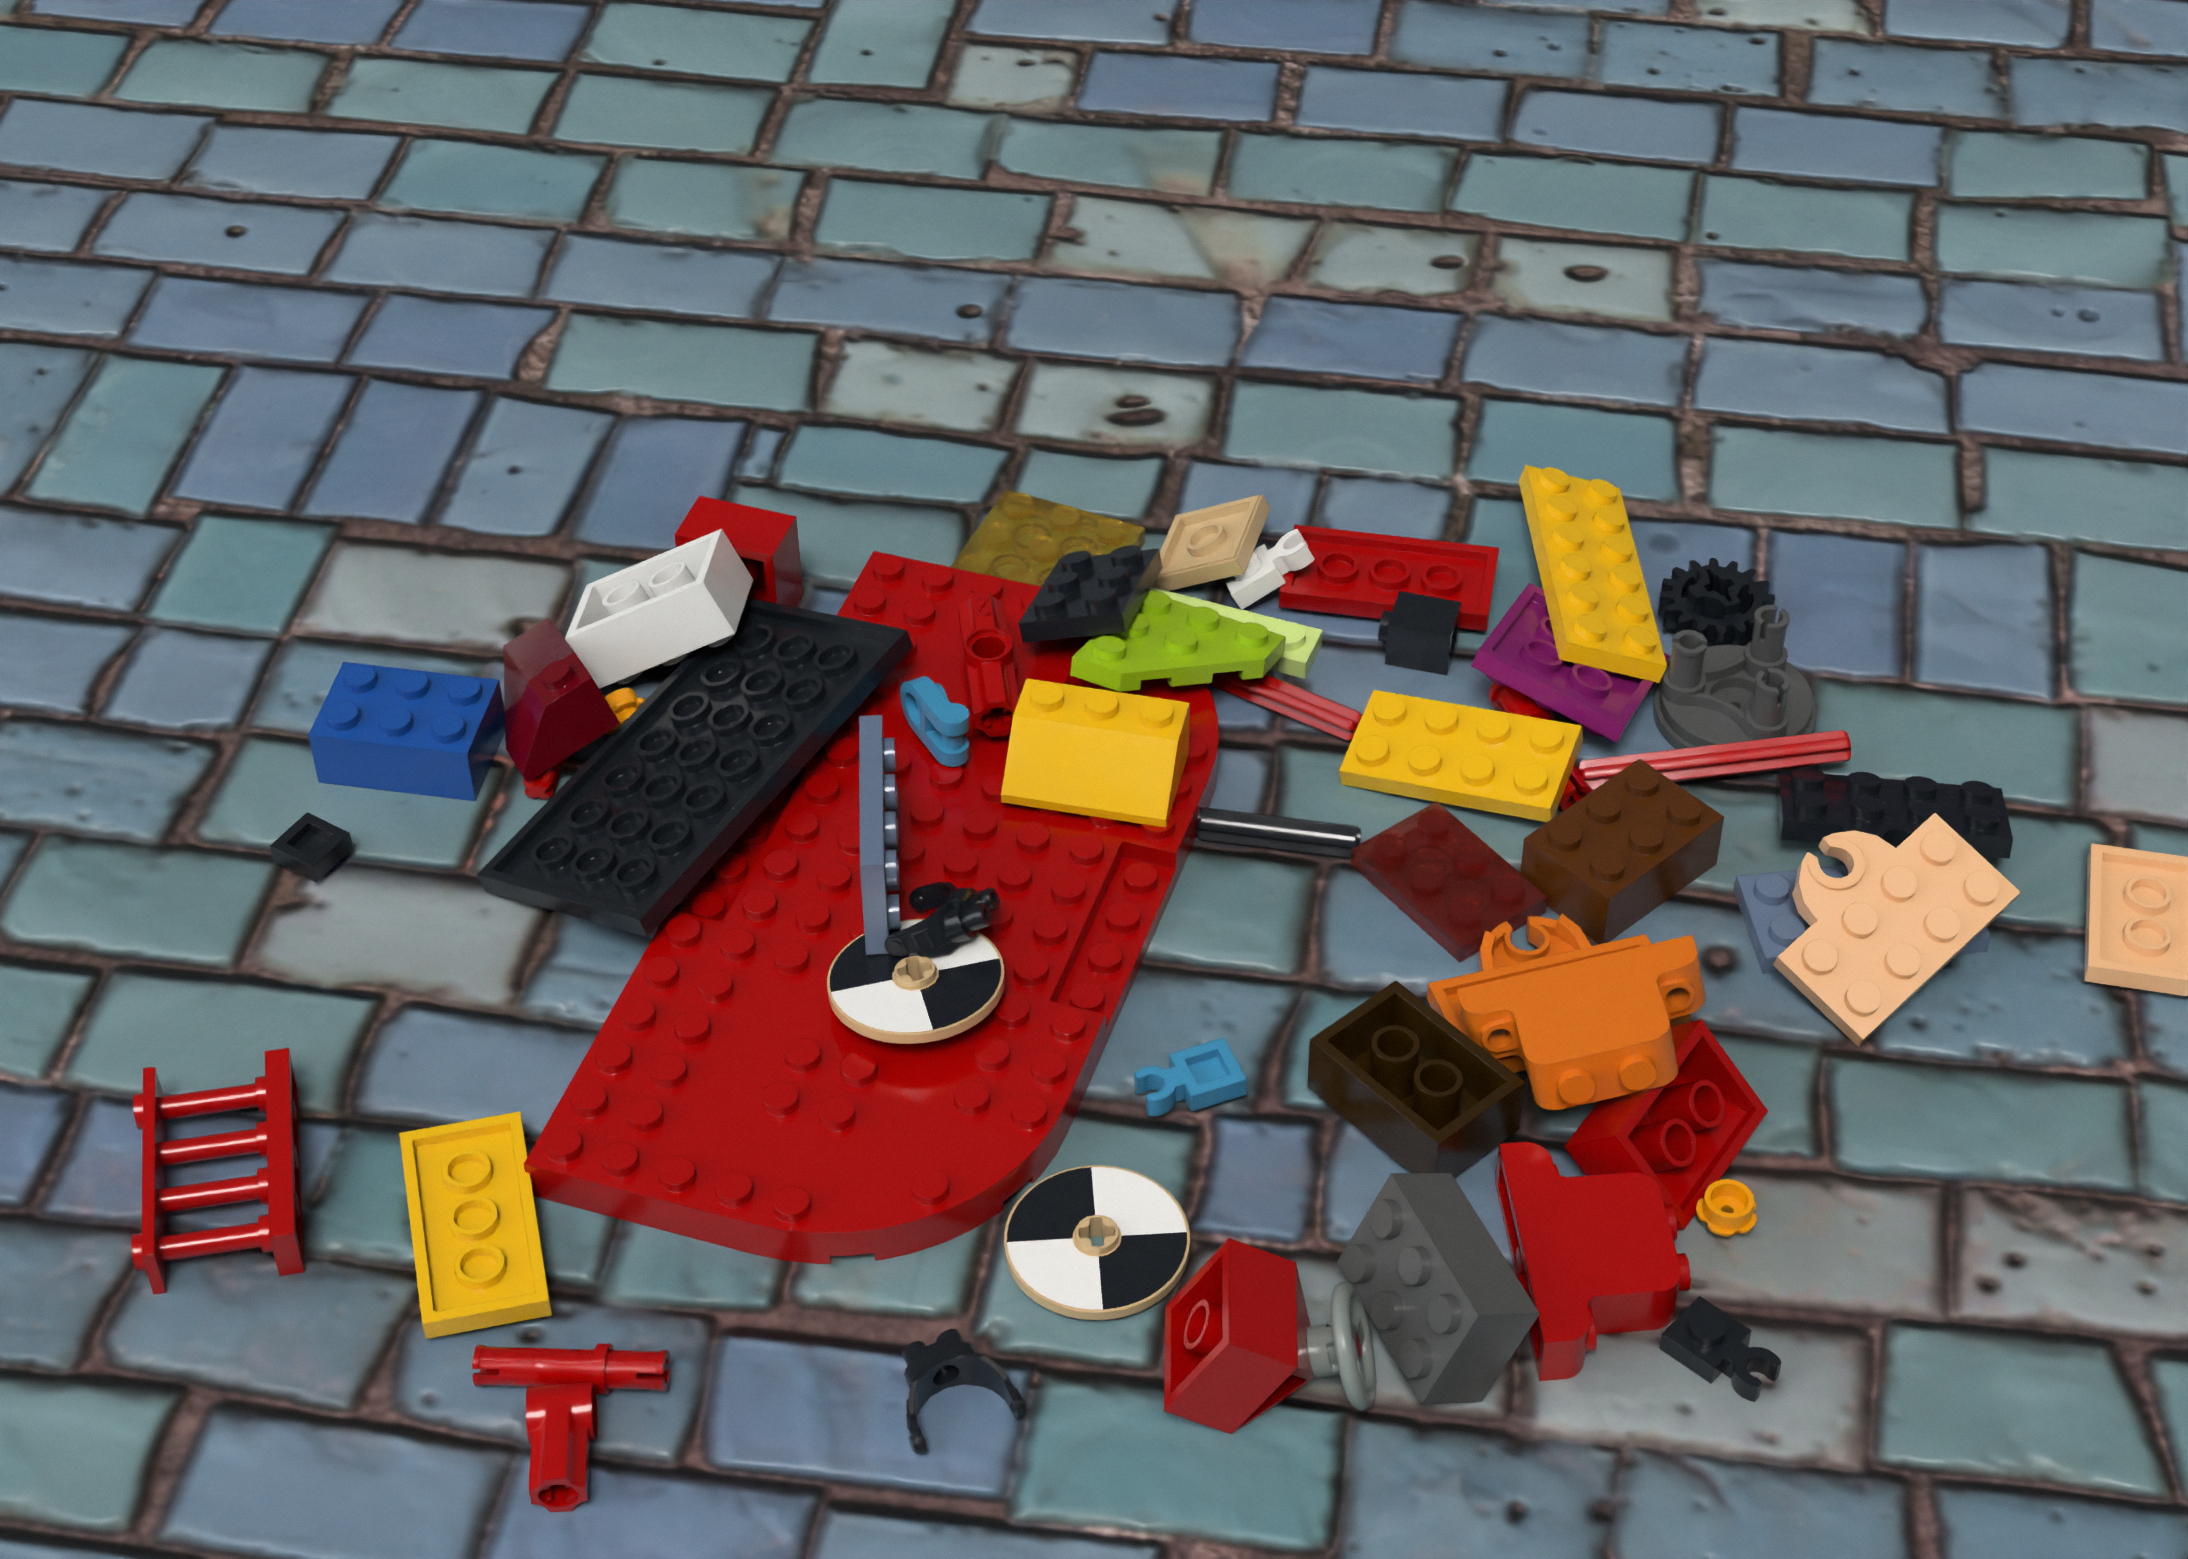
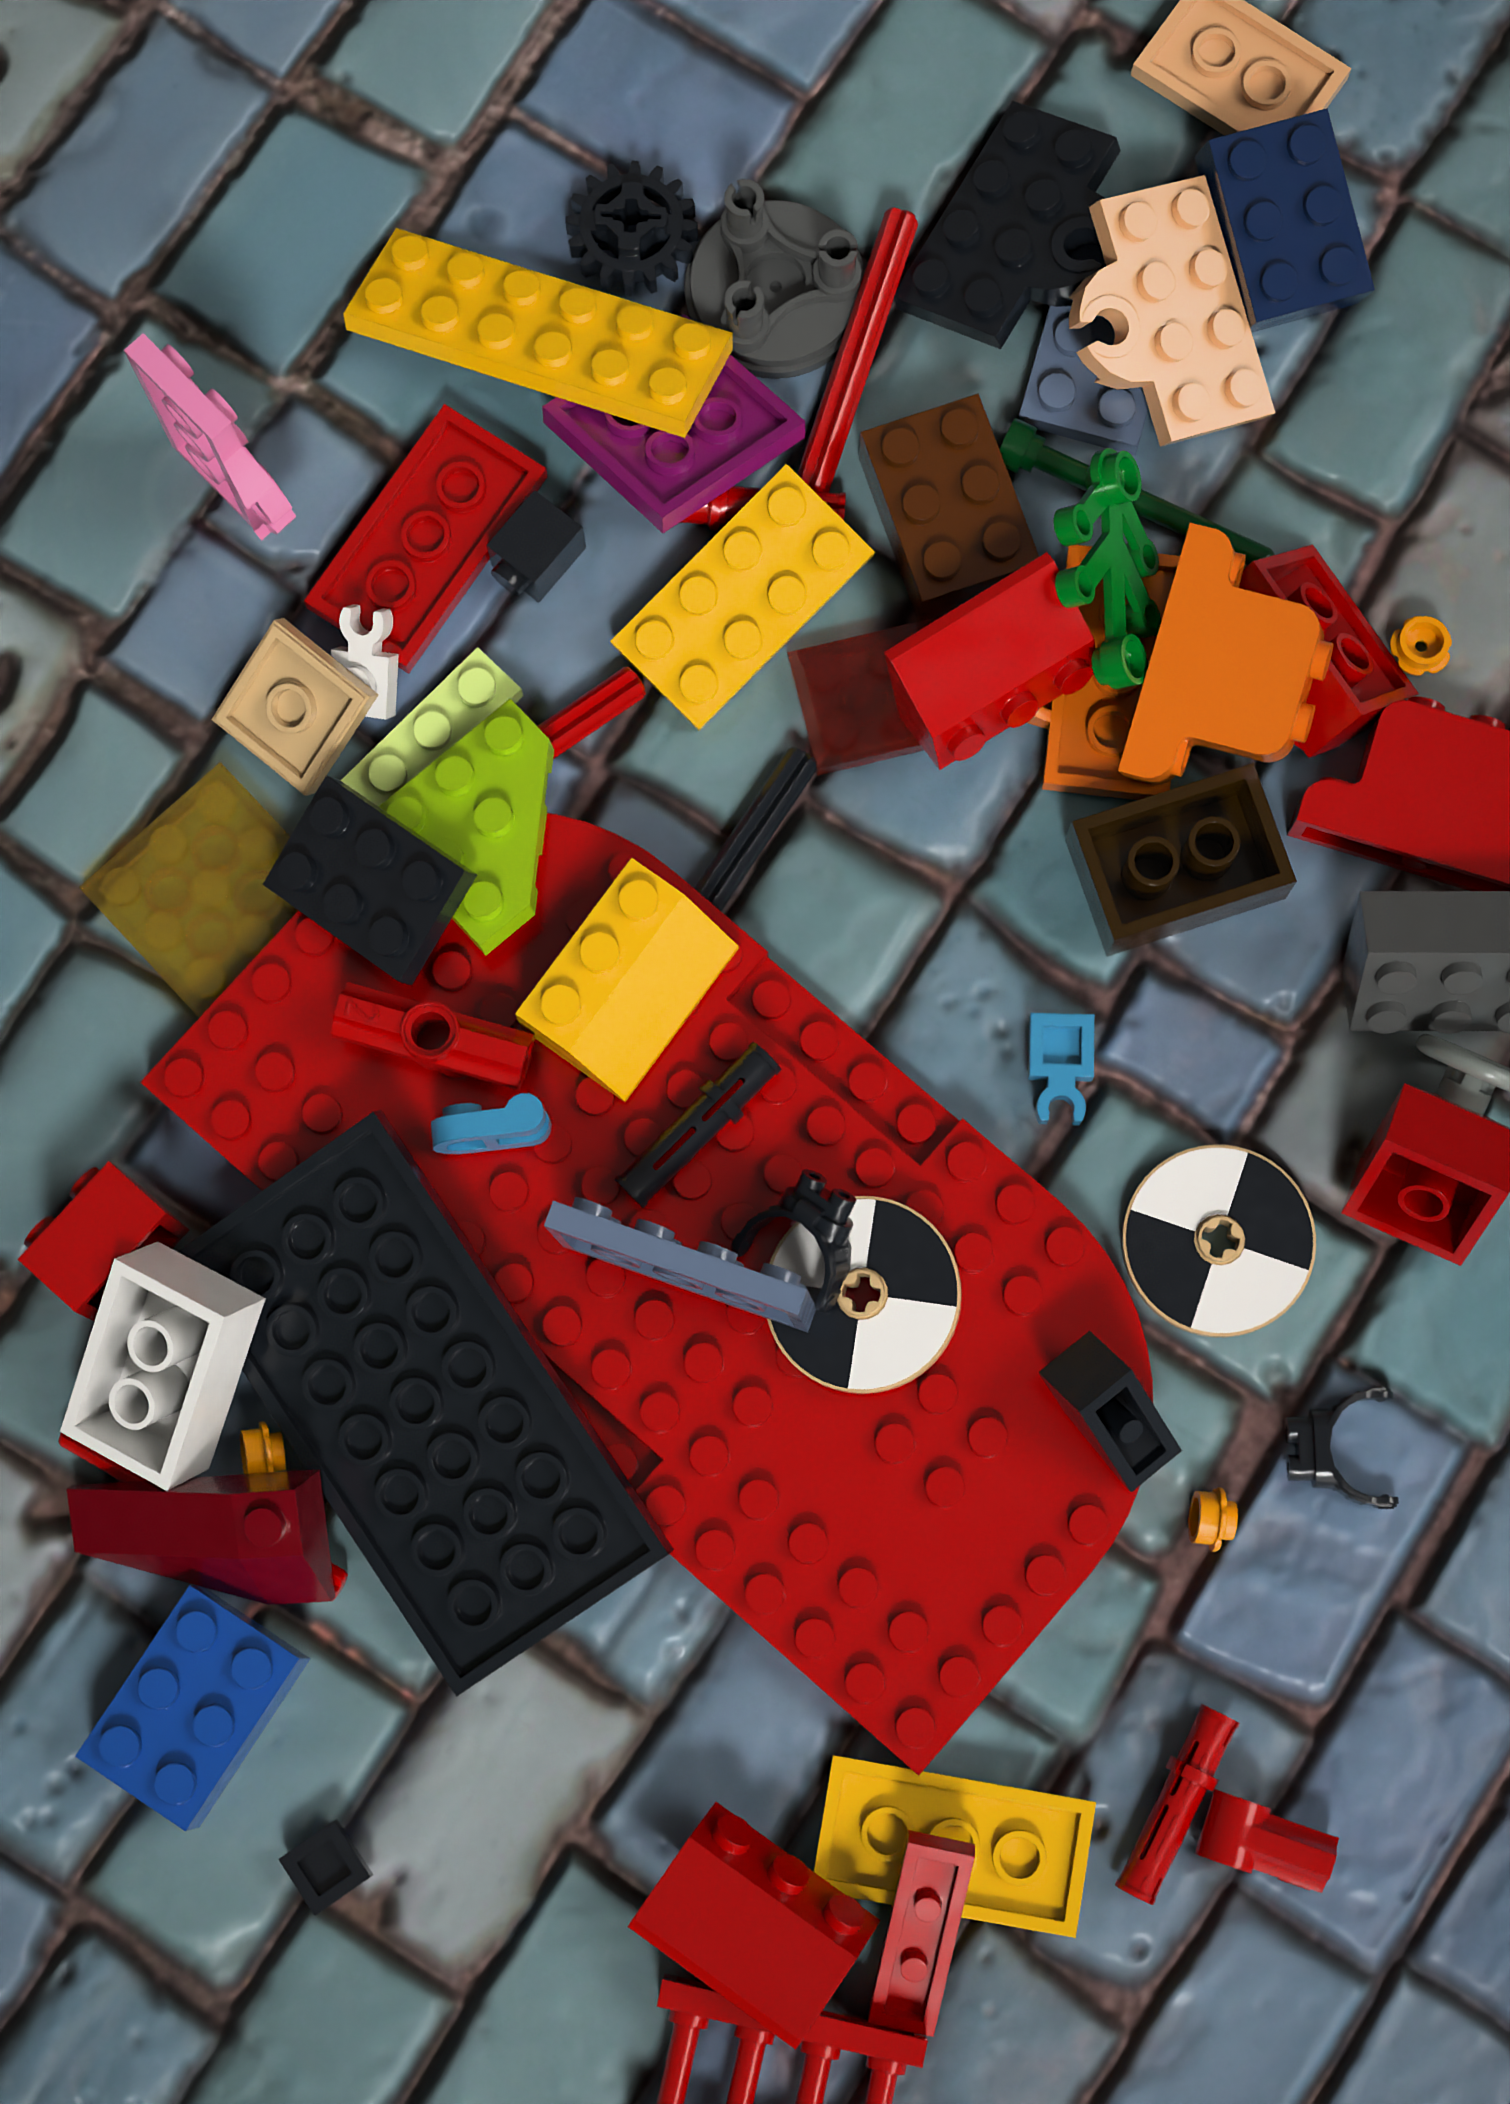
camera: 65 degrees left, 35 degrees up
(353, 1087) = (755, 1924): none -> red slope
(386, 1204) = (921, 1933): none -> plate
(841, 1310) = (1212, 1518): none -> light orange plate
(892, 1161) = (1110, 1410): none -> black slope
(1025, 841) = (753, 1068): none -> black pin
(1367, 400) = (207, 438): none -> bright pink plate
(1497, 877) = (990, 663): none -> red slope
(1637, 914) = (1111, 487): none -> green plant
(1709, 888) = (1026, 450): none -> dark green piece
(2027, 970) = (1287, 219): none -> dark blue brick

